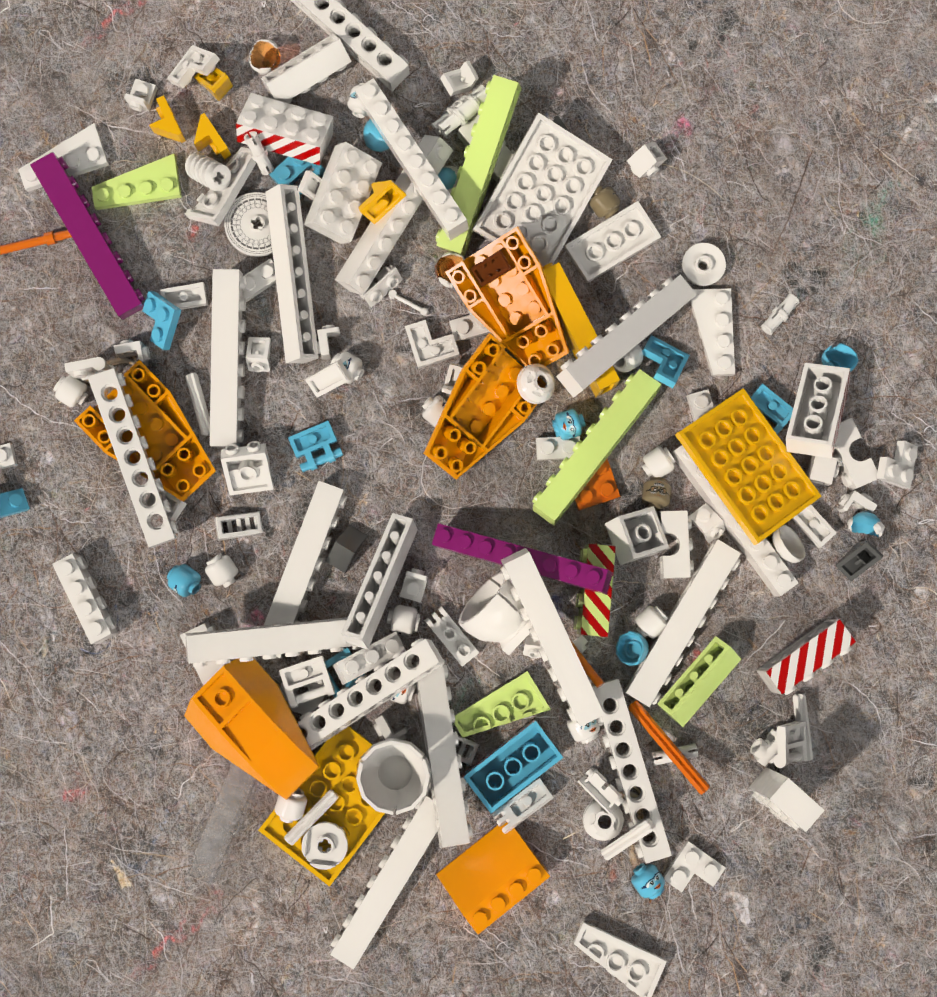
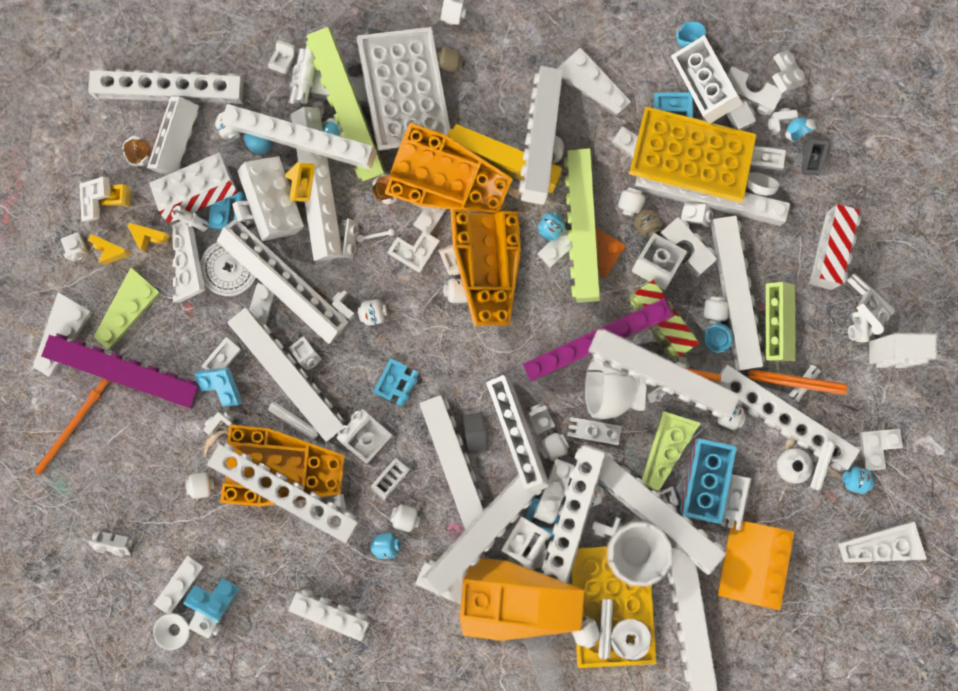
camera: 35 degrees left, 0 degrees up
(87, 367) = (199, 461): white plate -> none
(207, 171) = (165, 260): white piece -> none
(328, 378) = (366, 330): white tile -> none
(492, 267) = (414, 164): reddish brown plate -> none
(528, 385) = (504, 222): white piece -> none
(607, 797) = (787, 448): white hinge -> none
(612, 242) = (476, 81): white plate -> none
(670, 360) = (582, 127): medium azure plate -> none
(708, 255) = (552, 38): white dish -> none
(780, 314) = (626, 37): white pin -> none

